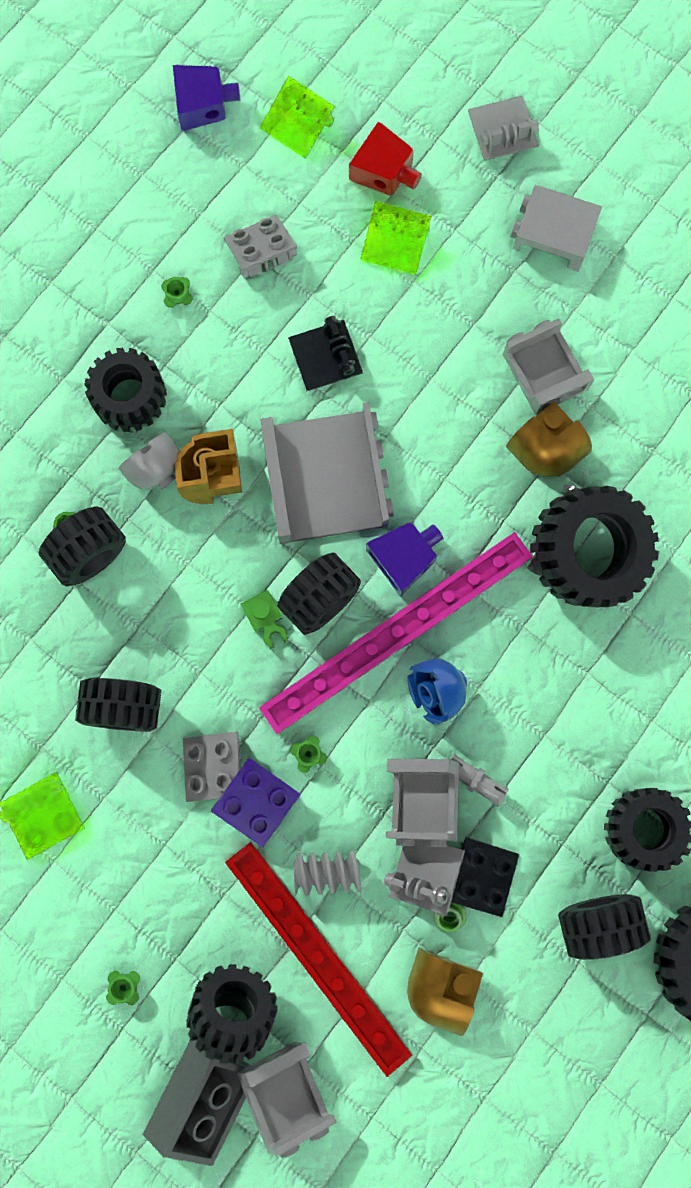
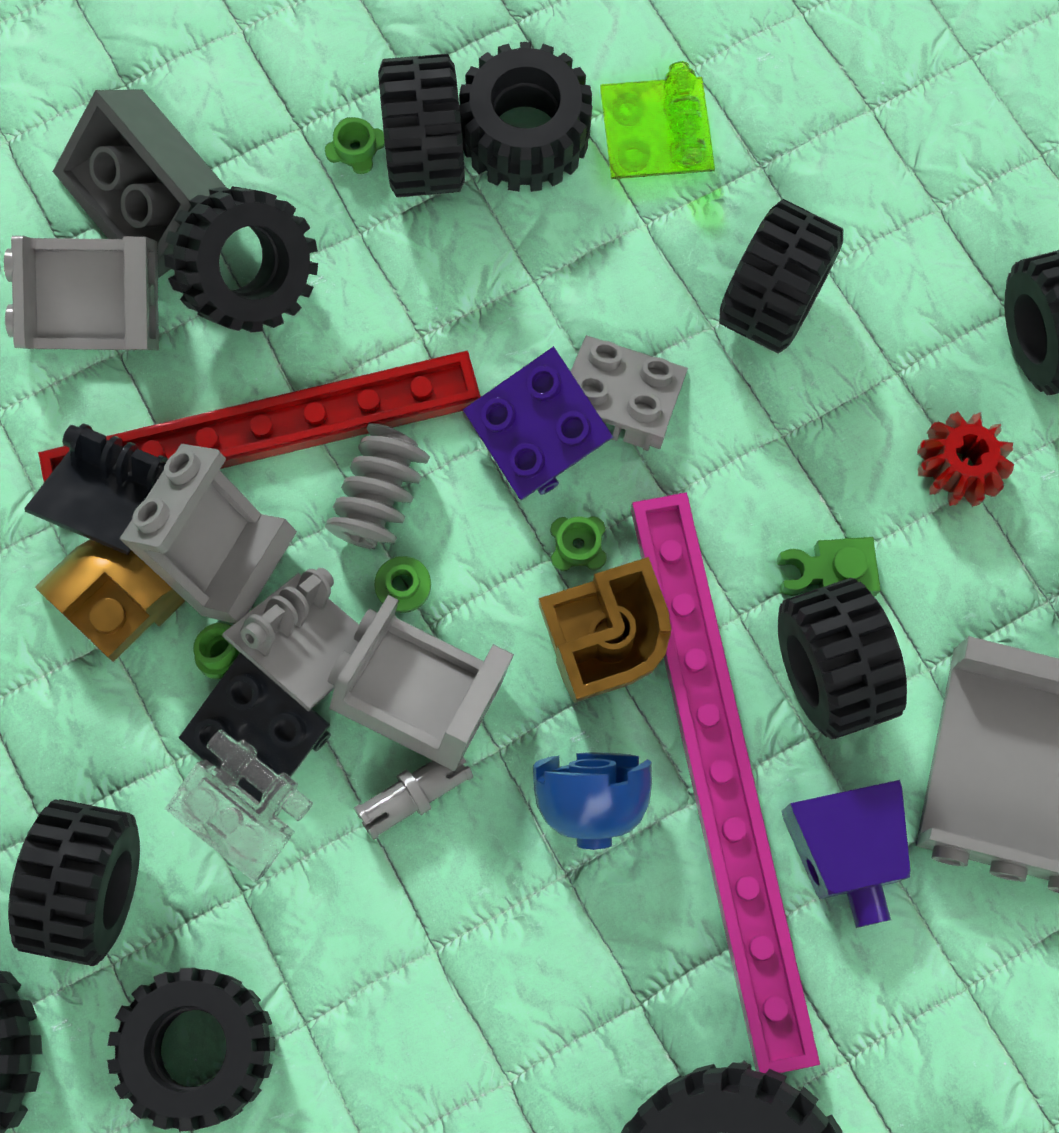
camera: 110 degrees right, 5 degrees down
(43, 900) = (525, 80): none -> black tyre
(104, 948) = (421, 125): none -> black tyre
(170, 581) = (973, 442): none -> red gear
(353, 716) = (608, 629): none -> pearl gold brick
(363, 829) = (415, 595): none -> bright green plate
(396, 1022) = (97, 486): none -> black hinge
(398, 949) = (206, 536): none -> light grey panel
(531, 866) = (231, 818): none -> clear plate

